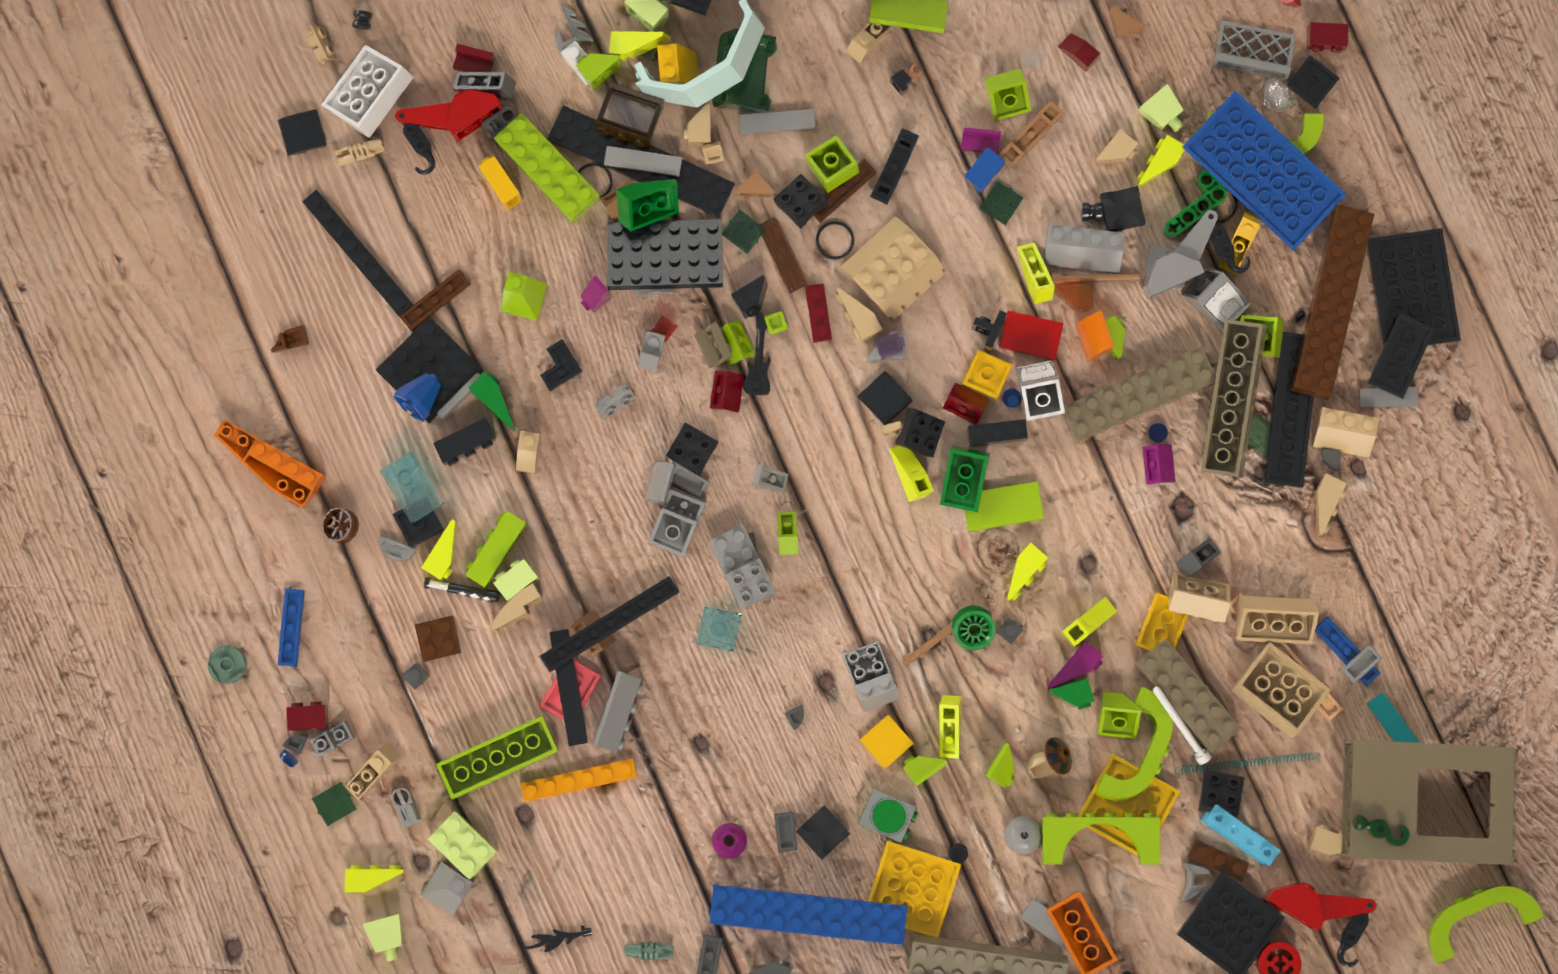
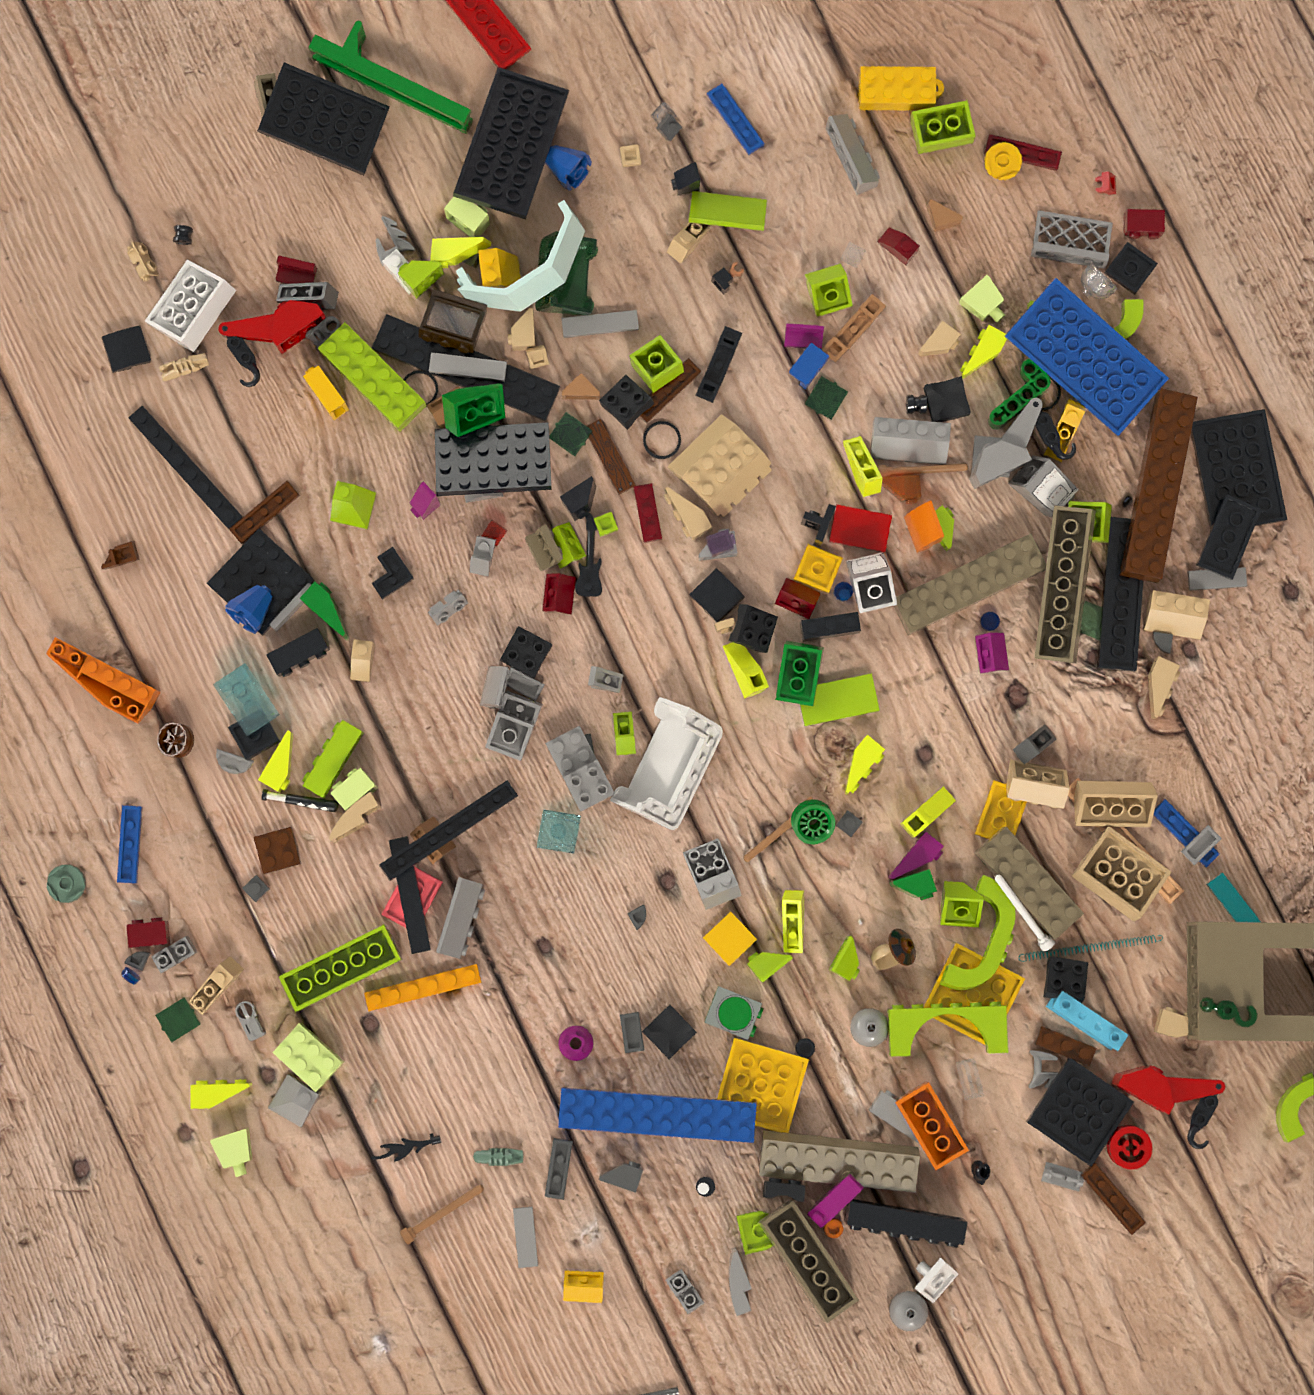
camera: 10 degrees left, 0 degrees up
(833, 566) = (671, 765): none -> white windscreen

